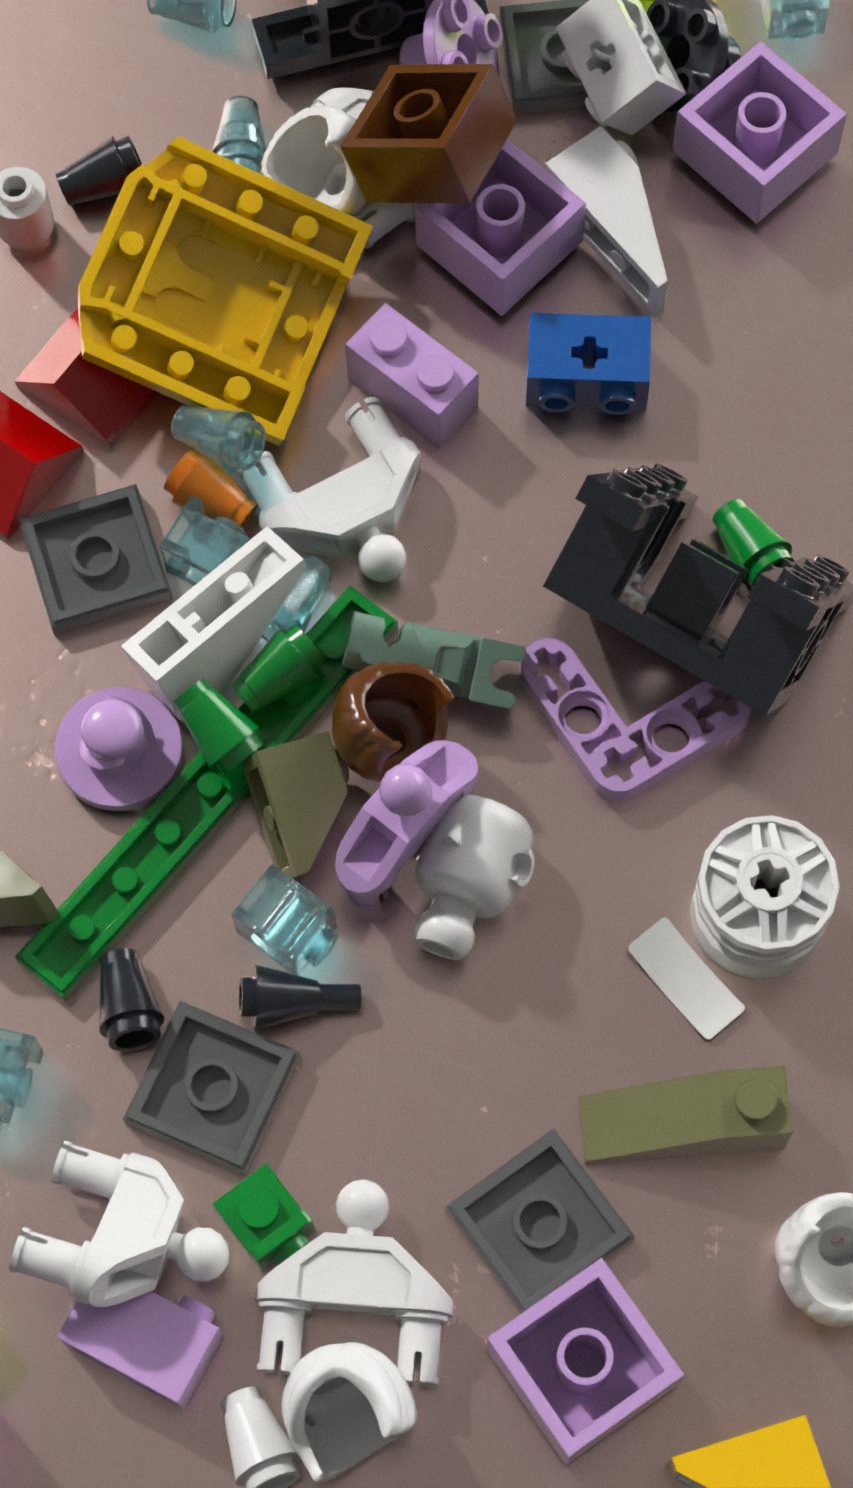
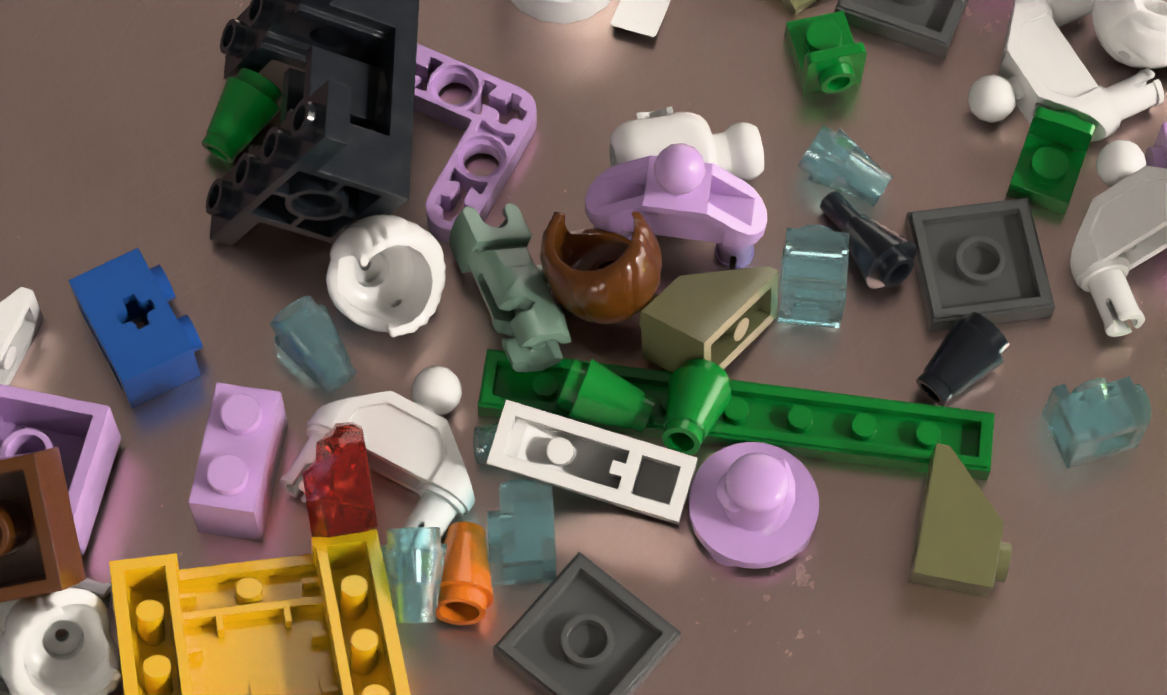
camera: 125 degrees left, 5 degrees down
(328, 426) = (340, 484): none -> clear red rock
(379, 1022) = (844, 166): none -> clear light blue cone
(488, 489) = (313, 343): none -> clear light blue cone
(502, 564) = (396, 278): none -> white piece
(511, 1089) = (825, 53): none -> green bracket

